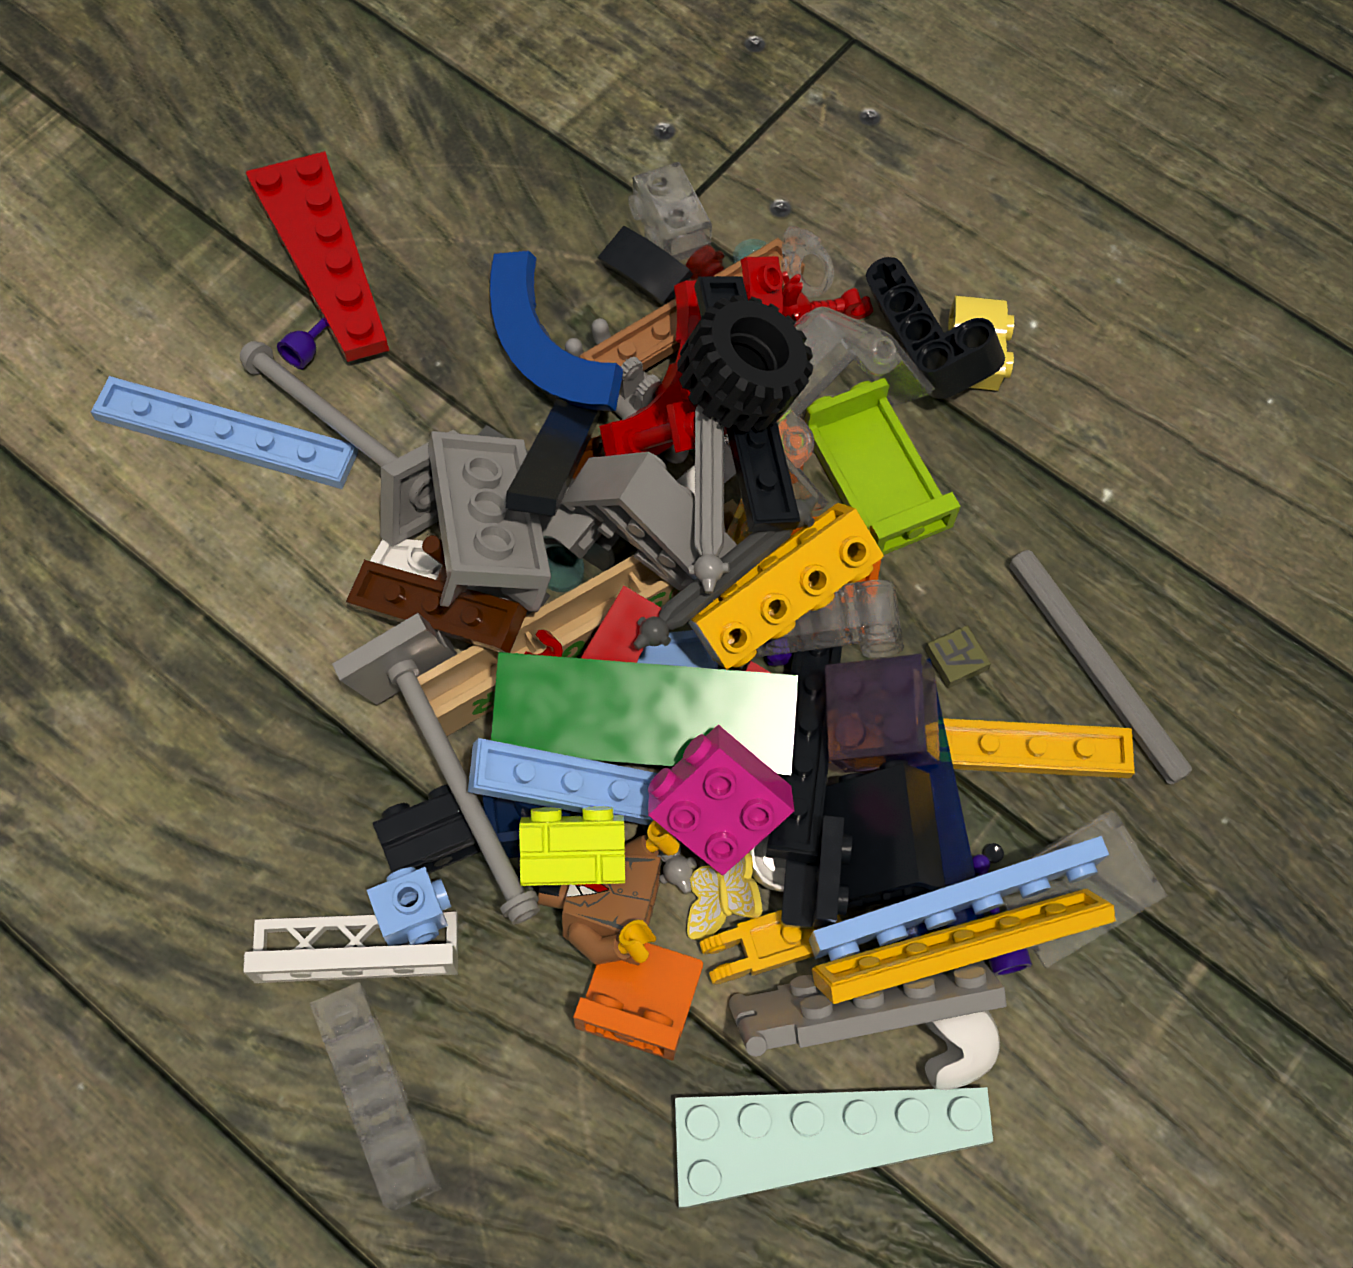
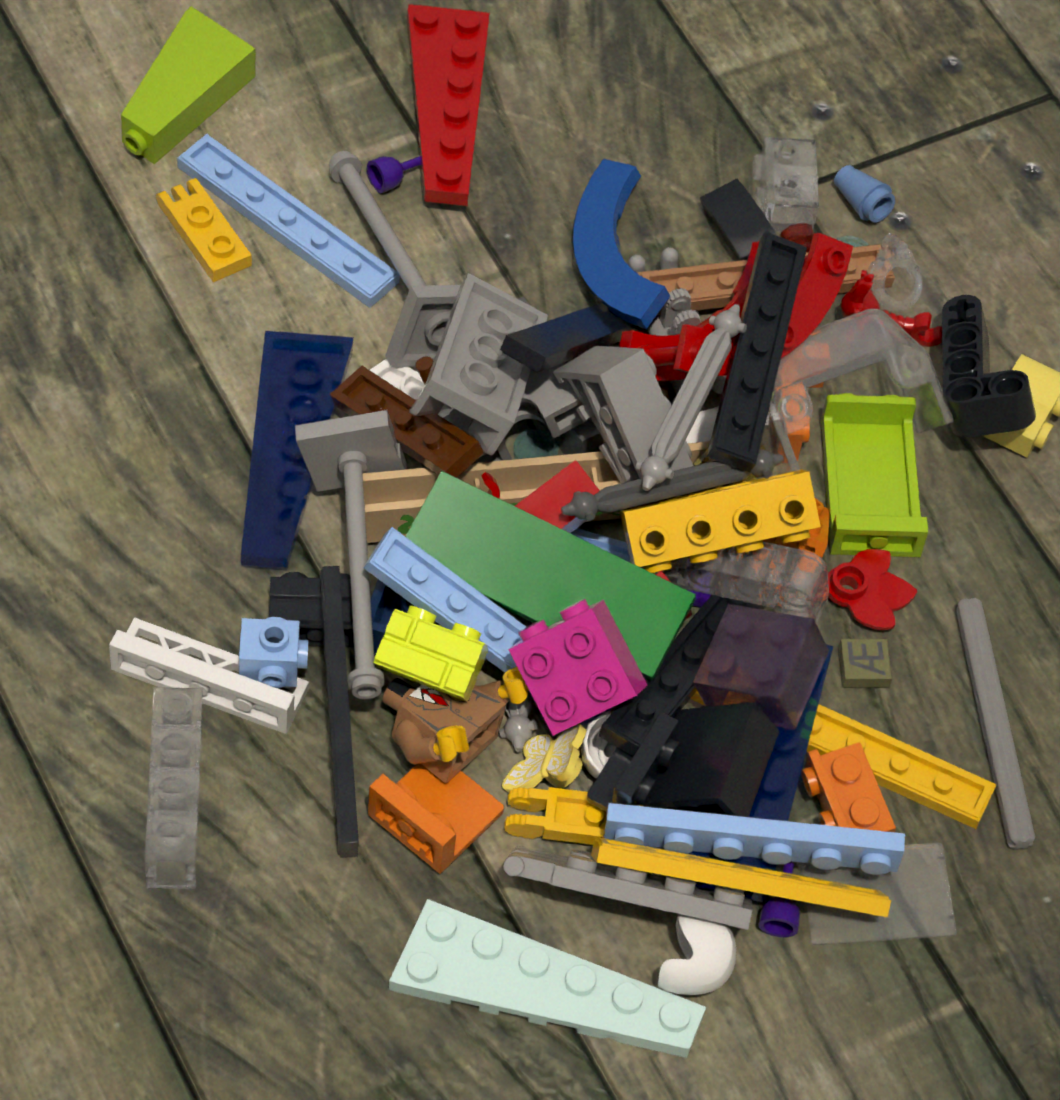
camera: 20 degrees right, 10 degrees down
(66, 335) = (185, 85): none -> lime slope
(150, 475) = (205, 230): none -> yellow hinge
(315, 628) = (293, 391): none -> clear blue wing
(505, 943) = (339, 712): none -> black tile
(741, 194) = (866, 195): none -> medium blue cone
(745, 363) = (764, 311): black tyre -> none
(932, 578) = (875, 589): none -> red plate
(1011, 804) = (846, 789): none -> orange bracket

